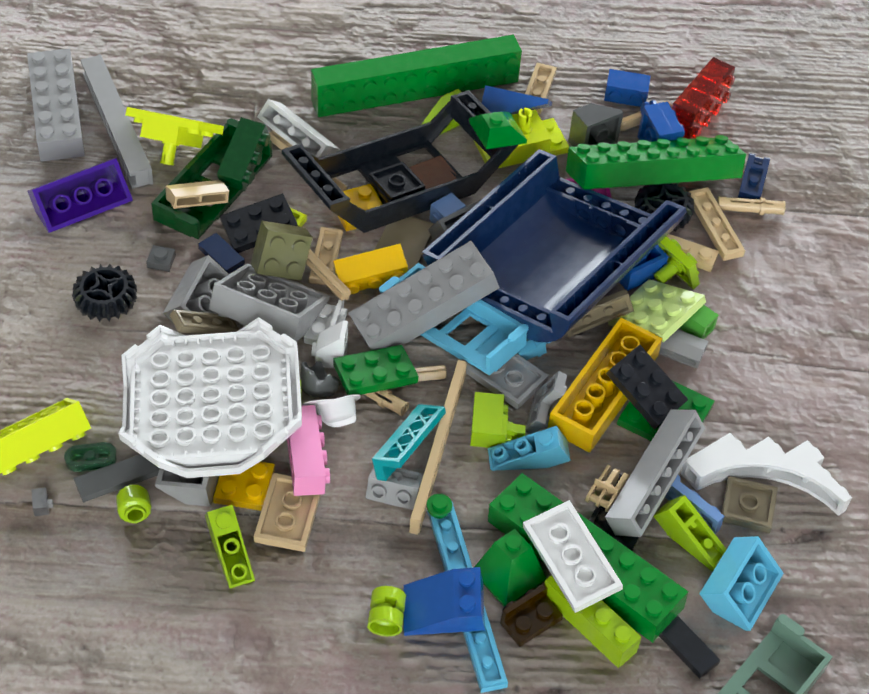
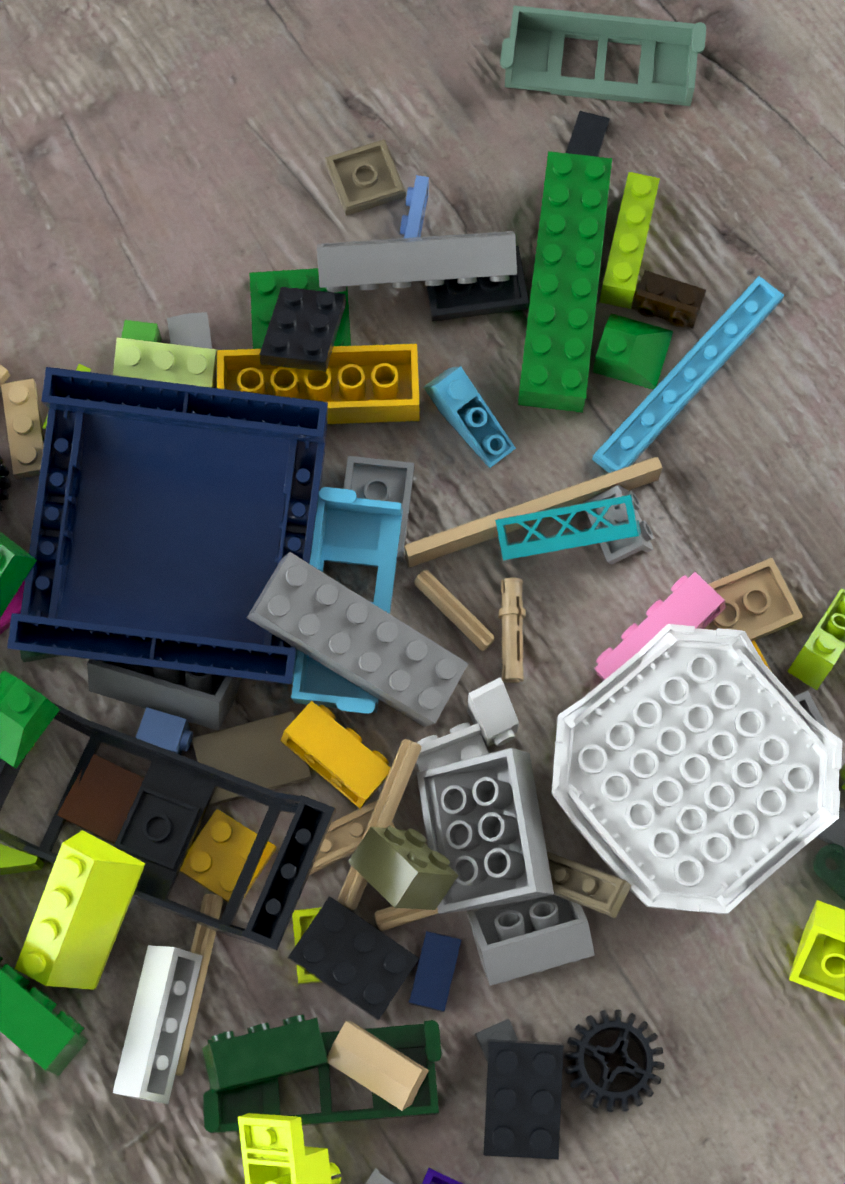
camera: 120 degrees left, 20 degrees up
(125, 246) = (523, 1099): none -> black plate
(316, 381) = (548, 695): dark grey hair -> none
(336, 411) = (575, 652): white piece -> none
(375, 370) = (491, 639): green plate -> none
(378, 120) = (79, 913): none -> neon yellow slope
(386, 611) = (782, 425): lime wheel -> none
(439, 506) = (616, 455): green plate -> none
(445, 603) = (728, 376): blue slope -> none
(491, 421) = (461, 480): lime hinge -> none
(543, 400) = (391, 438): light grey plate -> none
(572, 556) = (600, 267): white plate -> none
(604, 490) = (465, 299): tan arm -> none
(690, 531) = (452, 200): lime slope -> none
(742, 582) = (477, 133): medium azure slope -> none
(766, 460) = (281, 147): white arch -> none

